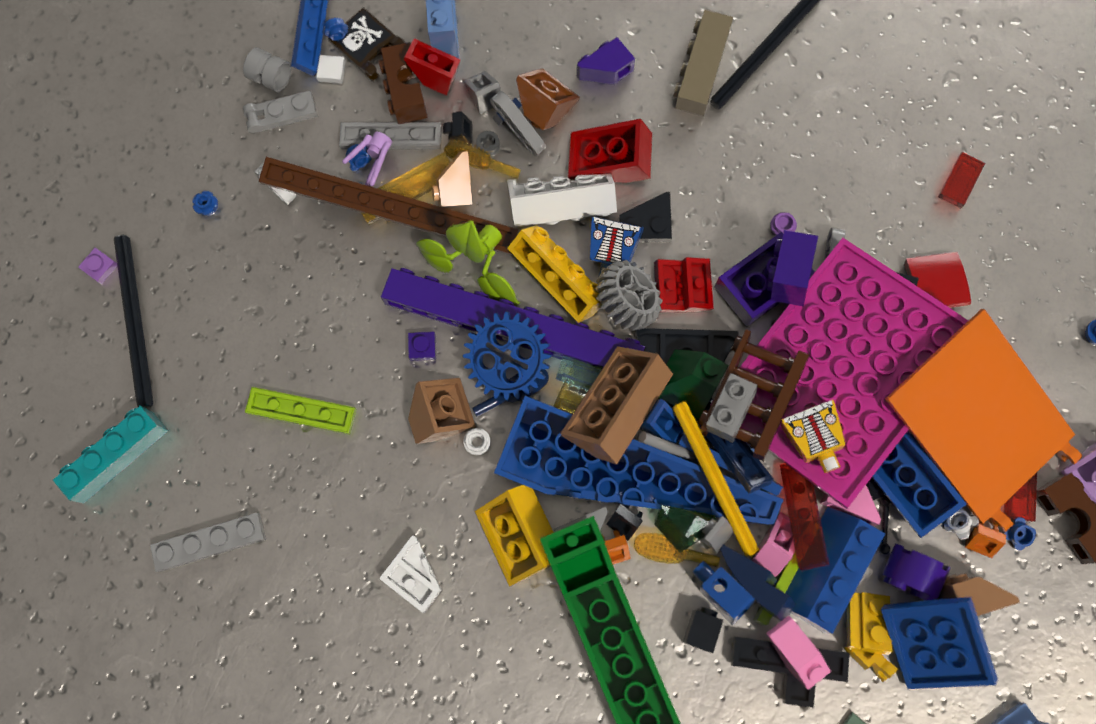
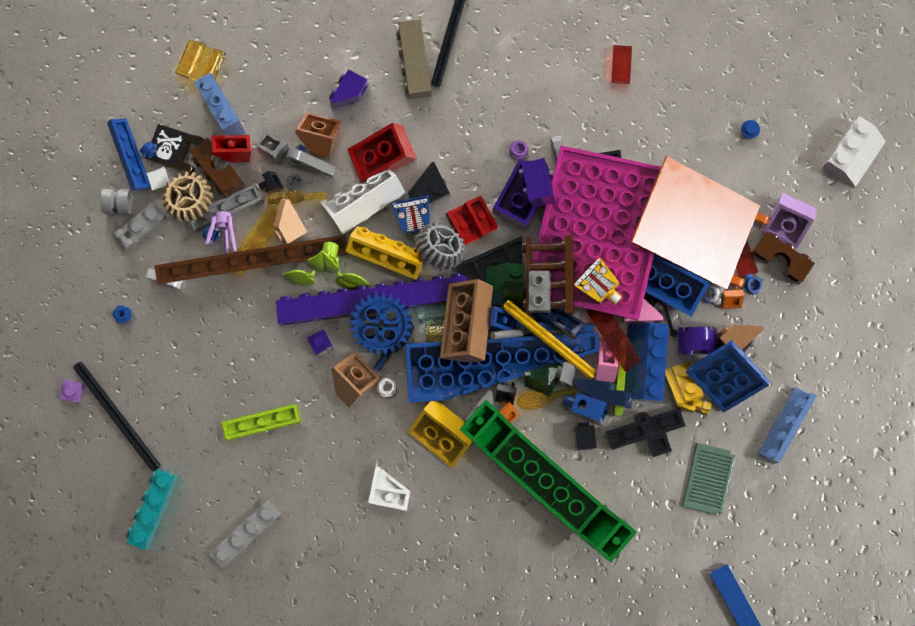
camera: 30 degrees left, 5 degrees up
(351, 100) = (187, 187): none -> tan gear
(798, 652) = (646, 422): bright pink slope -> none
(941, 278) = (635, 141): red slope -> none

